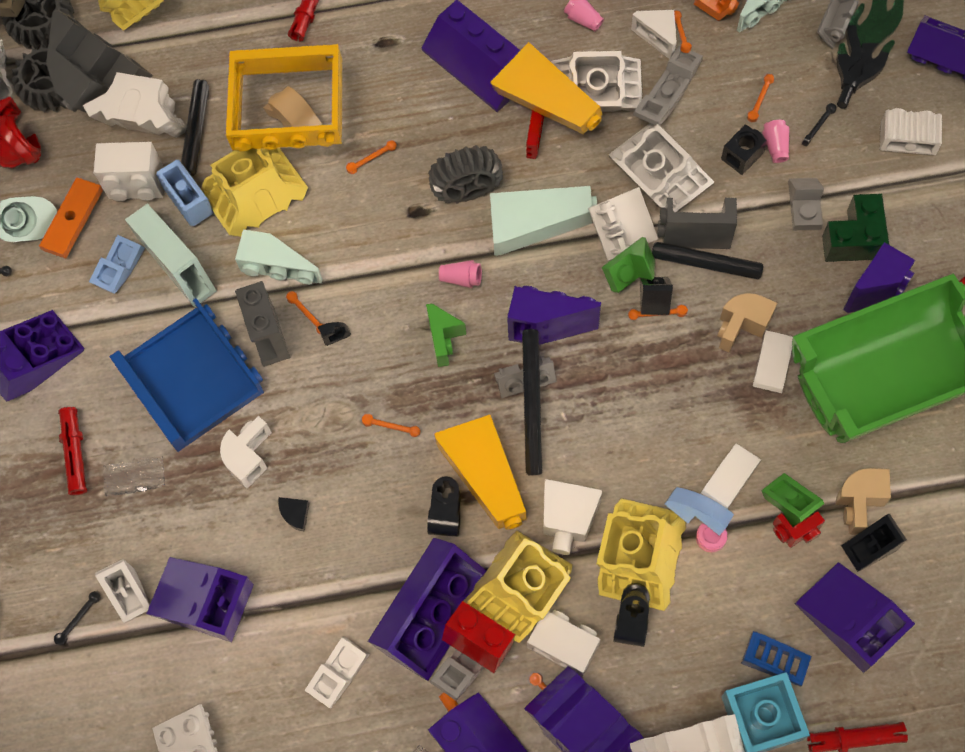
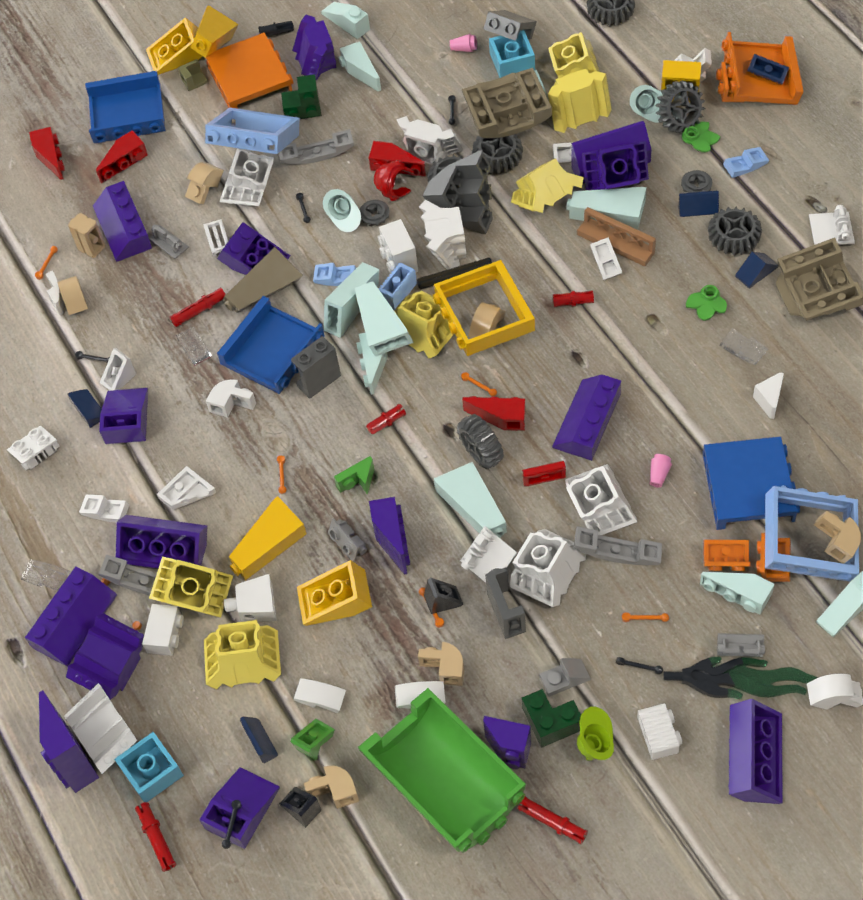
camera: 70 degrees right, 10 degrees down
(49, 176) = (370, 207): none -> dark grey gear
(71, 217) = (353, 235): orange tile -> none
(82, 350) = (265, 279): none -> dark tan slope
(157, 650) = (86, 406): none -> dark blue slope
(236, 220) = (381, 323): none -> light aqua slope
(293, 299) = (352, 382): orange hinge -> none
(294, 512) = (200, 443): black tile -> none
(333, 332) = (333, 413): black tile -> none
(359, 552) = (185, 489): none -> white wing
(372, 274) = (386, 419): none -> red axle
(432, 139) = (500, 412): none -> red slope
(444, 512) = (230, 526): black piece -> none
(461, 273) = (408, 472): bright pink cone -> none
(478, 637) = (145, 573): red brick -> none
(532, 406) = (323, 546): black axle -> none
(546, 90) = (564, 461): yellow slope -> none
(600, 416) = (334, 594): none -> yellow slope
(629, 265) = (457, 573): bright green slope -> none
(633, 618) = (192, 664): black piece -> none
(657, 29) = (669, 524): white slope -> none
(685, 46) = (661, 547): orange hinge -> none
(690, 504) = (285, 682): light blue slope -> none
(707, 260) = (486, 625): black axle -> none
(709, 540) = (271, 698): bright pink tile -> none
(740, 158) = (584, 609): black brick -> none
(764, 568) = (259, 738): none -> dark blue slope
(770, 644) = (195, 747): blue slope -> none
(777, 137) = (608, 638): bright pink cone -> none
(805, 530) = (293, 755): red bracket -> none
(869, 613) = (236, 805): none -> black hinge
(899, 195) = (595, 734): none -> lime piece

